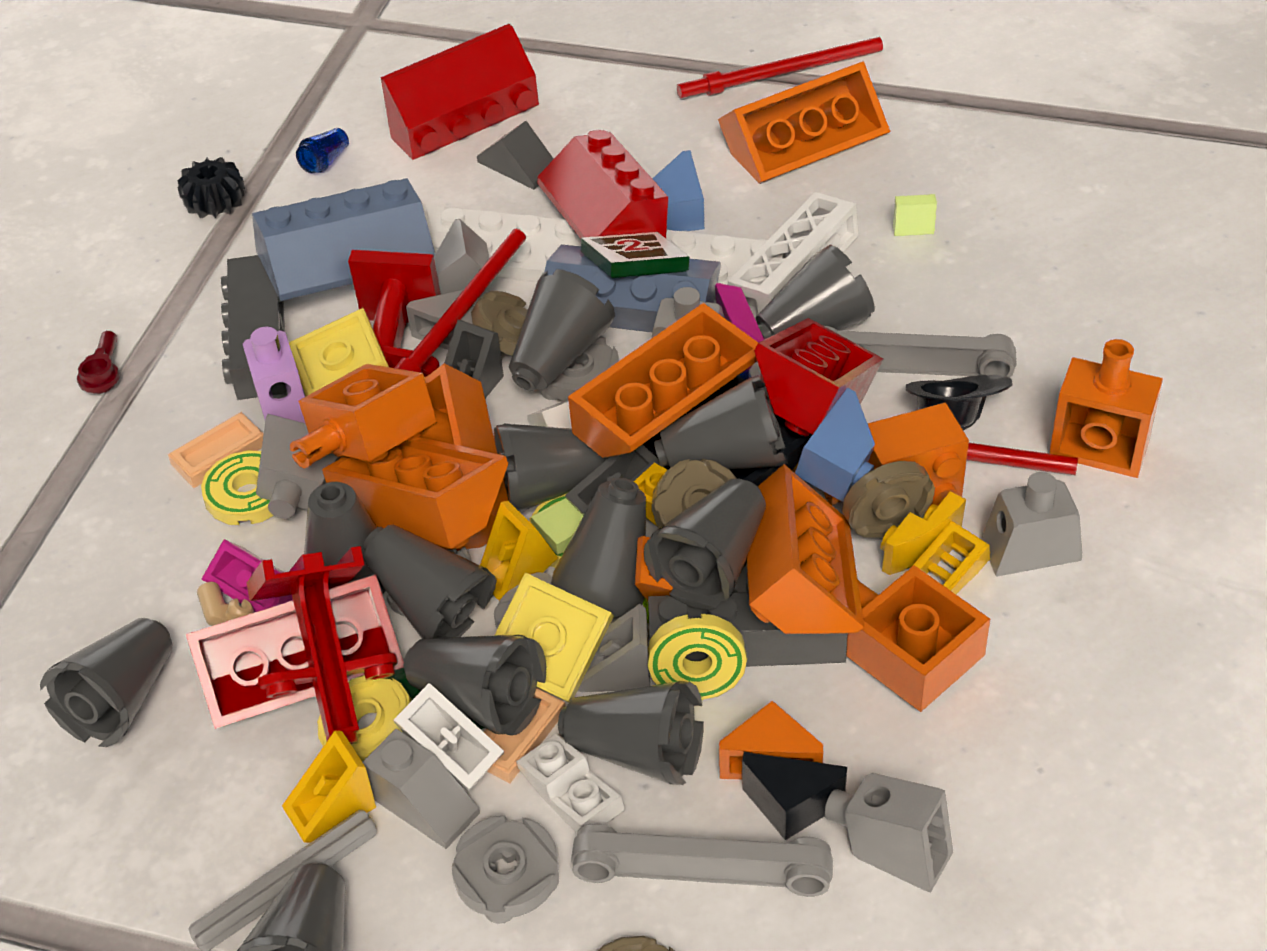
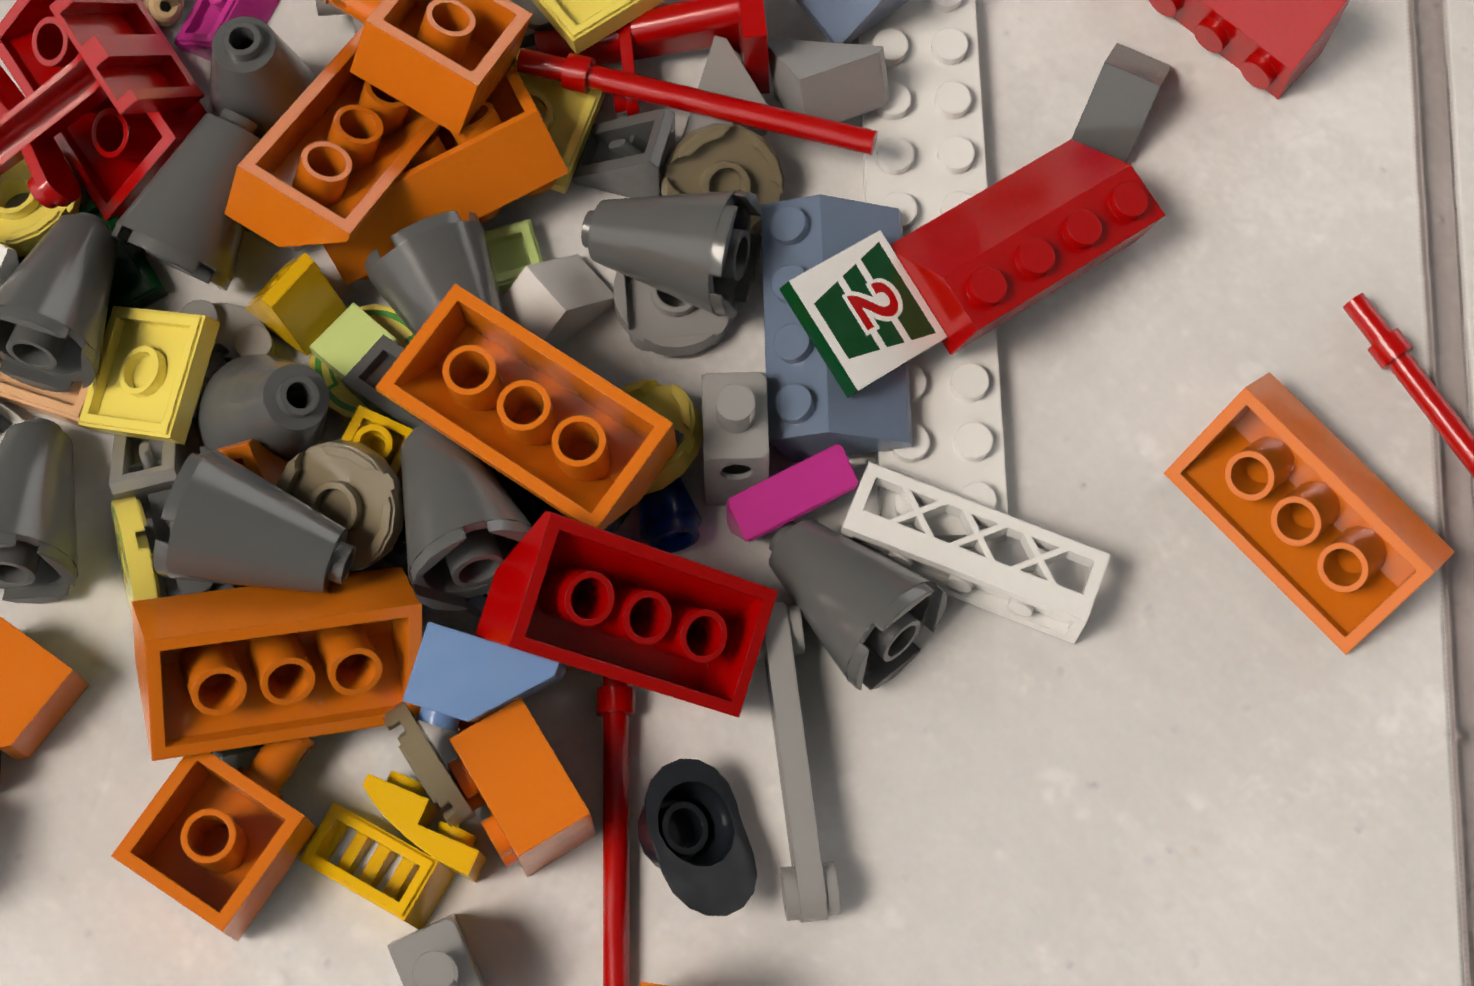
camera: 70 degrees right, 25 degrees up
(684, 194) = (1075, 350): medium blue slope -> none
(914, 215) = (1116, 720): yellowish green tile -> none

